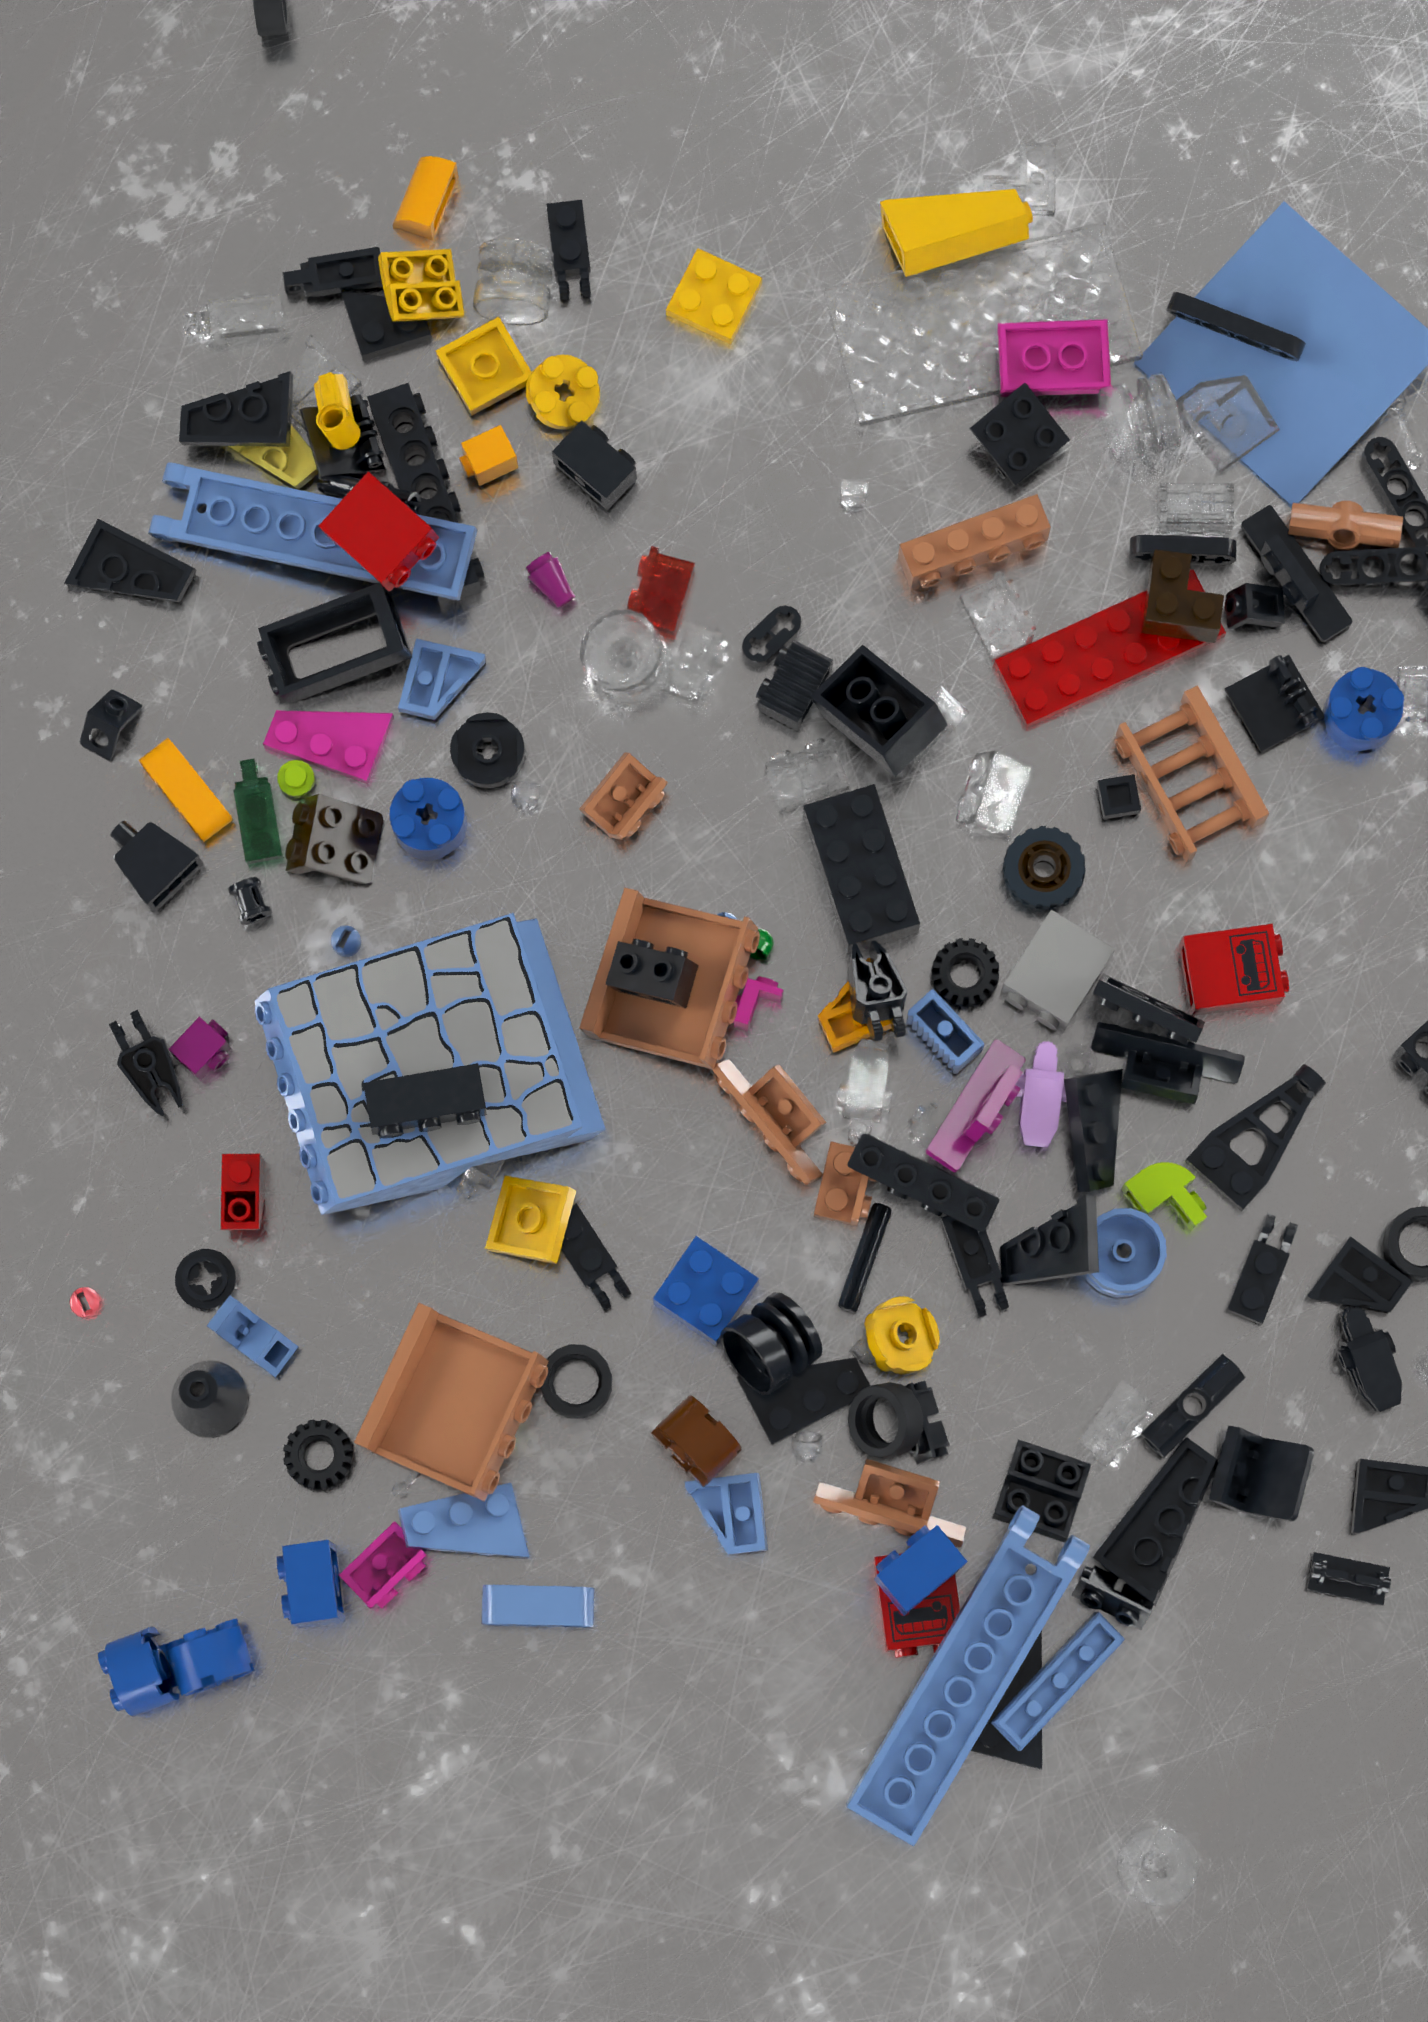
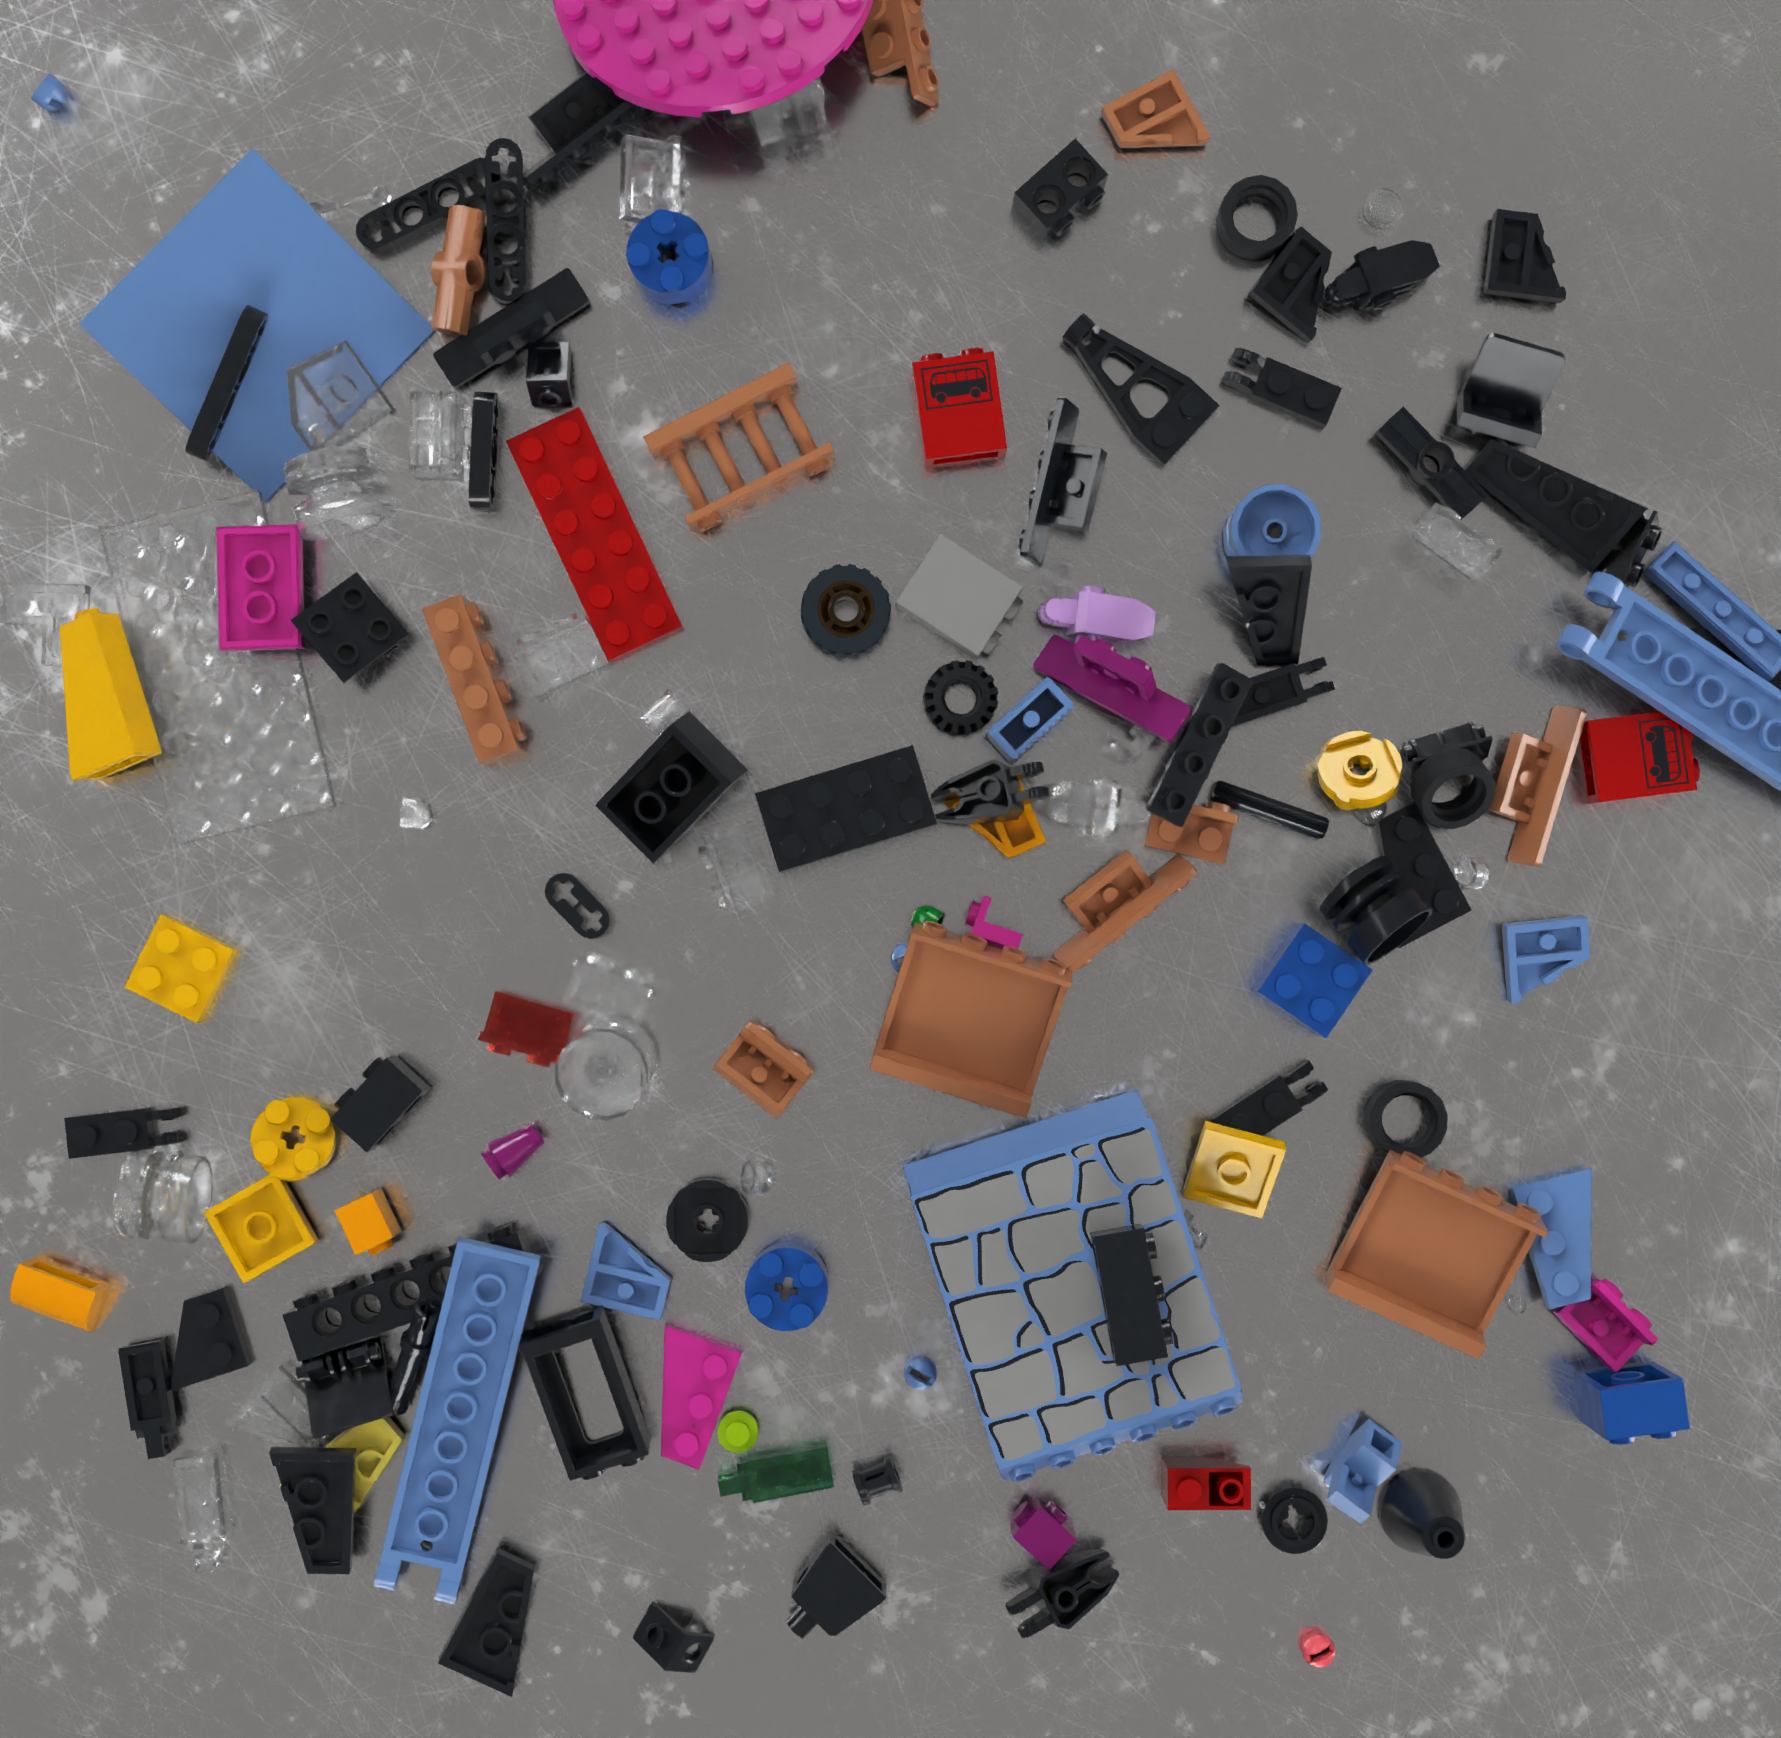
camera: 90 degrees left, 10 degrees up
(138, 1672) = (1724, 1584): blue brick -> none
(185, 790) = (751, 1555): light orange beam -> none
(209, 1657) = (1710, 1510): blue brick -> none
(327, 1477) = (1506, 1406): black tyre -> none
(334, 839) = (809, 1388): dark brown bracket -> none
(335, 411) = (316, 1399): yellow piece -> none
(379, 532) = (465, 1350): red panel -> none
(420, 285) = (165, 1301): yellow slope -> none
(537, 1606) = (1644, 1158): medium blue beam -> none
(652, 973) = (967, 1038): black brick -> none
(696, 1440) = (1476, 990): reddish brown brick -> none
(796, 679) = (635, 880): black brick -> none
(920, 1569) = (1629, 753): blue brick -> none
(993, 792) = (759, 665): clear bracket -> none
(1044, 1484) = (1517, 625): black slope -> none
(1094, 1122) = (1131, 561): black wing -> none
(1118, 796) = (764, 527): black plate -> none
(1148, 1009) = (1007, 497): black plate -> none
(1166, 1183) = (1193, 488): lime brick -> none
(1174, 609) = (555, 461): dark brown brick -> none
(1274, 702) = (658, 356): black hinge -> none
(1349, 1578) = (1608, 305): black hinge -> none

